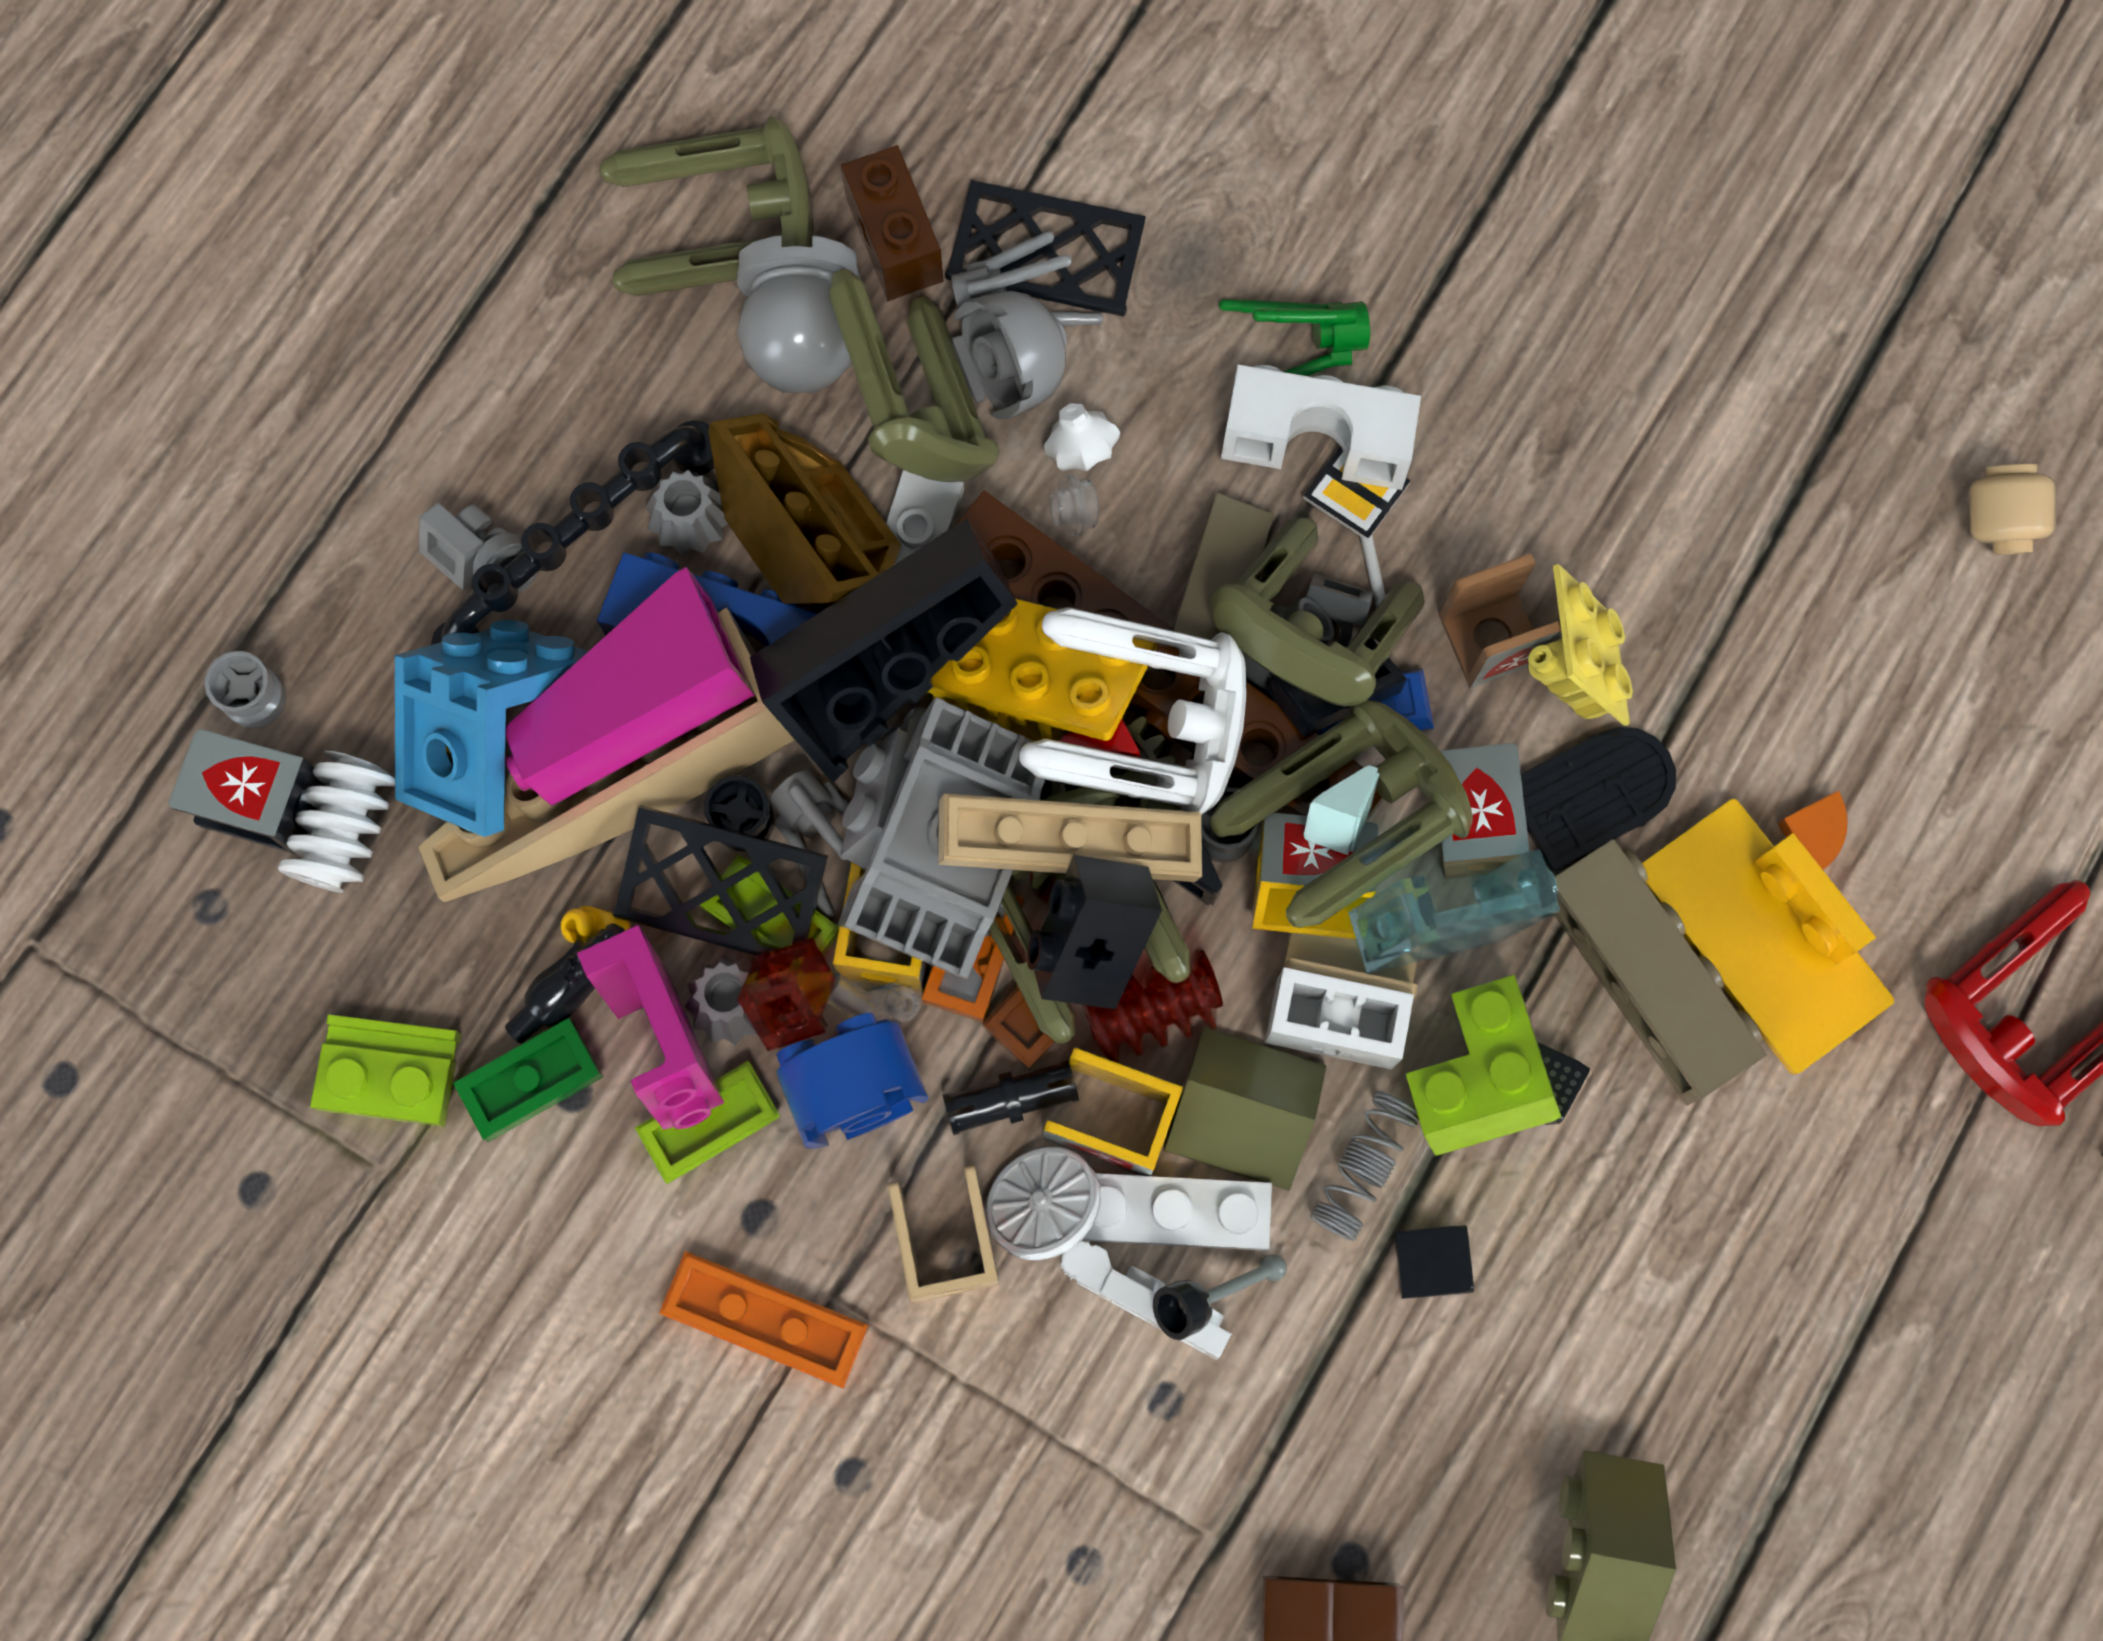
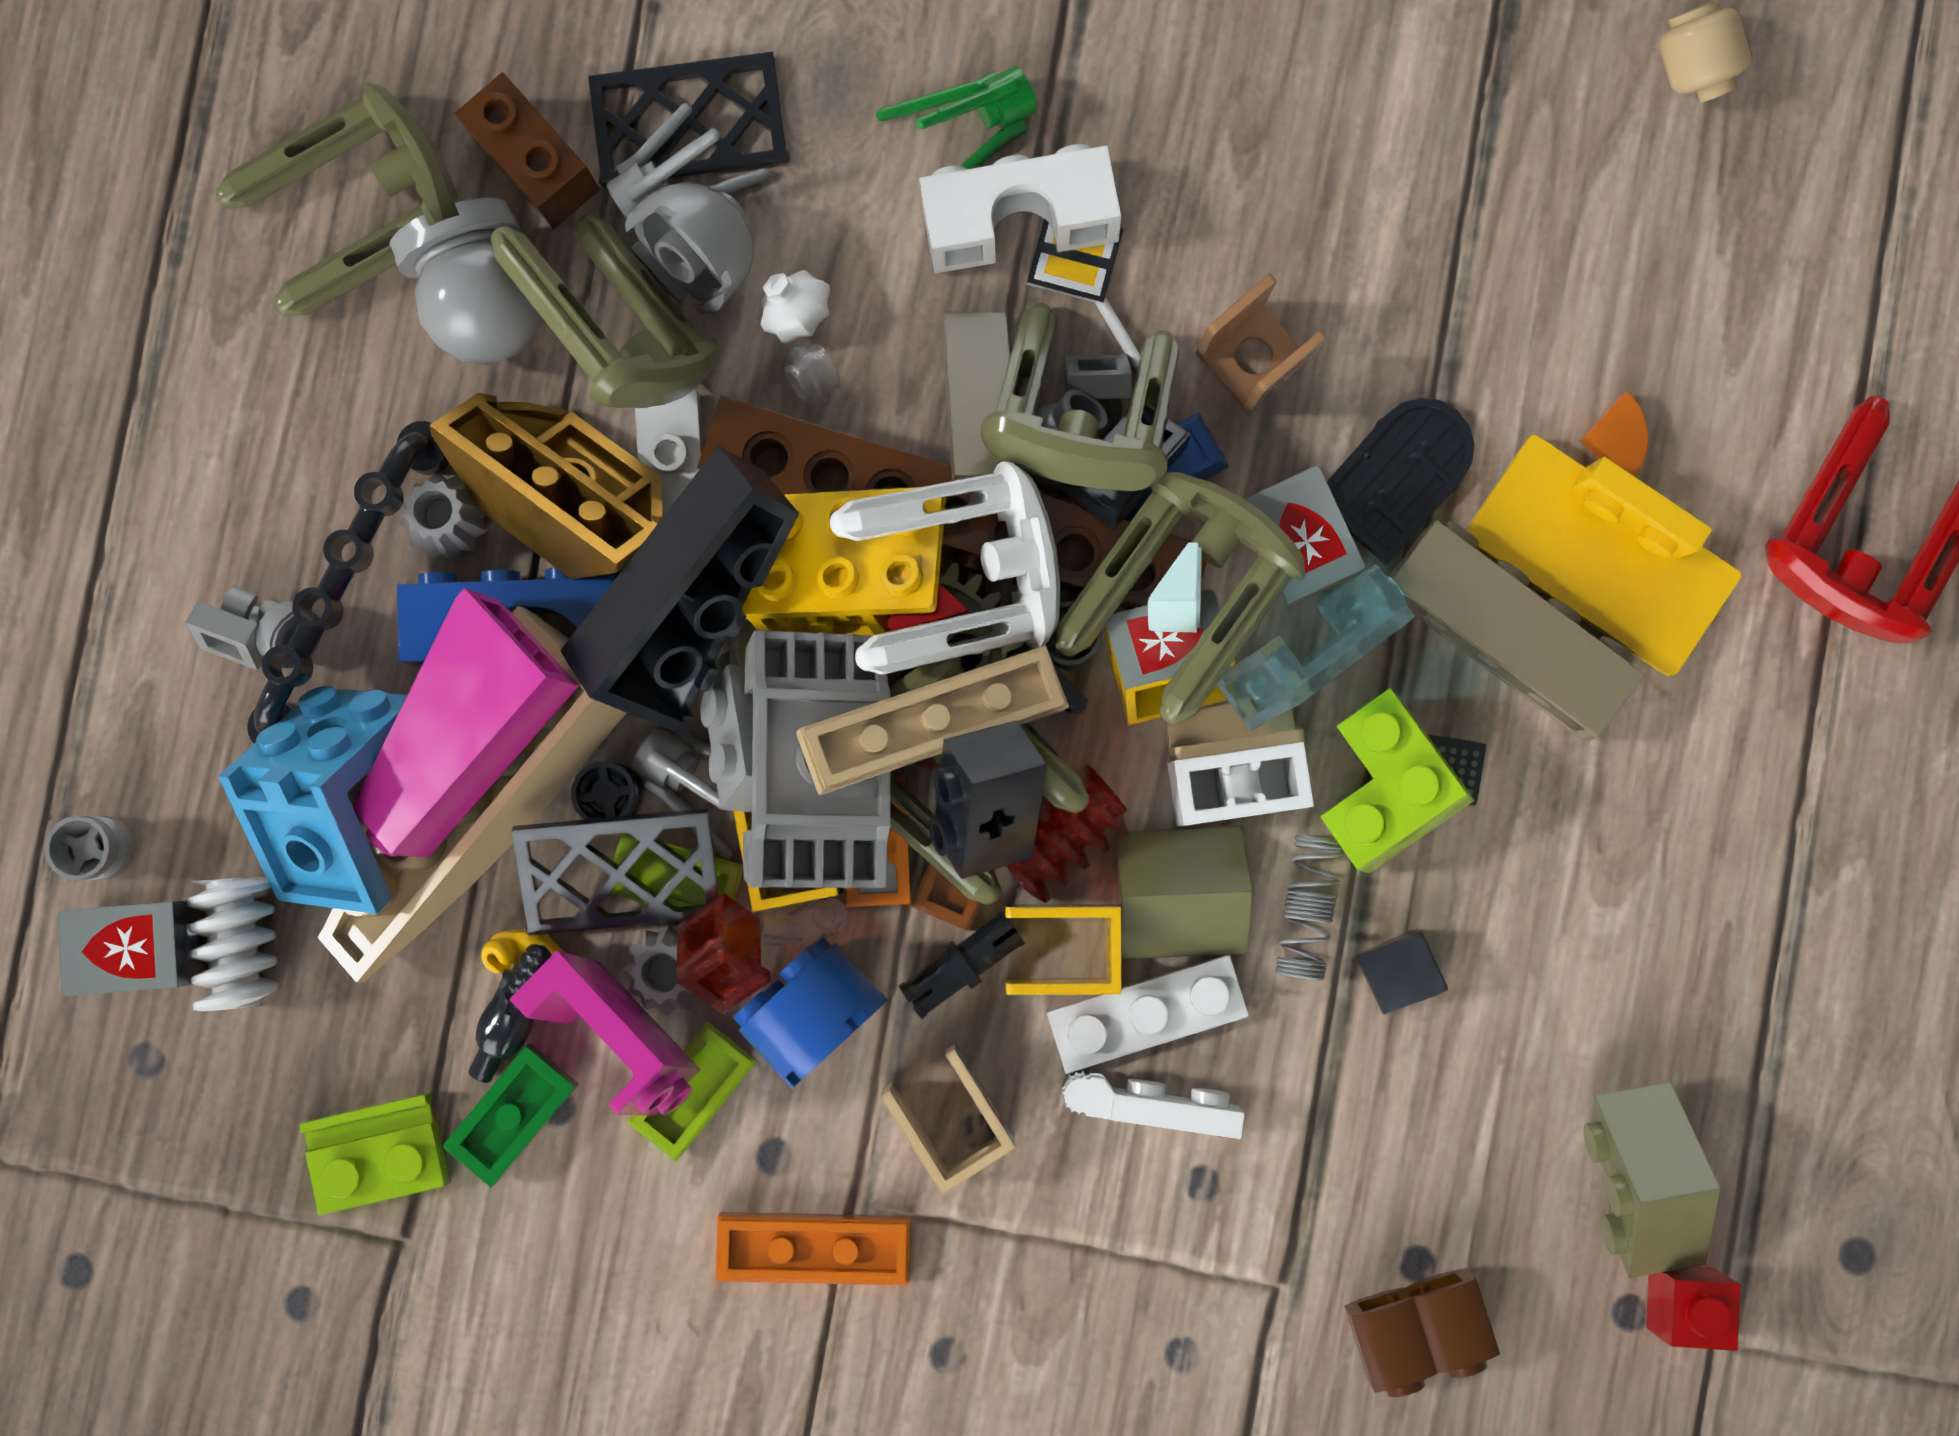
camera: 20 degrees left, 10 degrees up
(1043, 1203) = (1028, 1053): white wheel -> none
(1196, 1299) = (1194, 1107): black hinge -> none
(1586, 662) = (1356, 359): light yellow hinge -> none

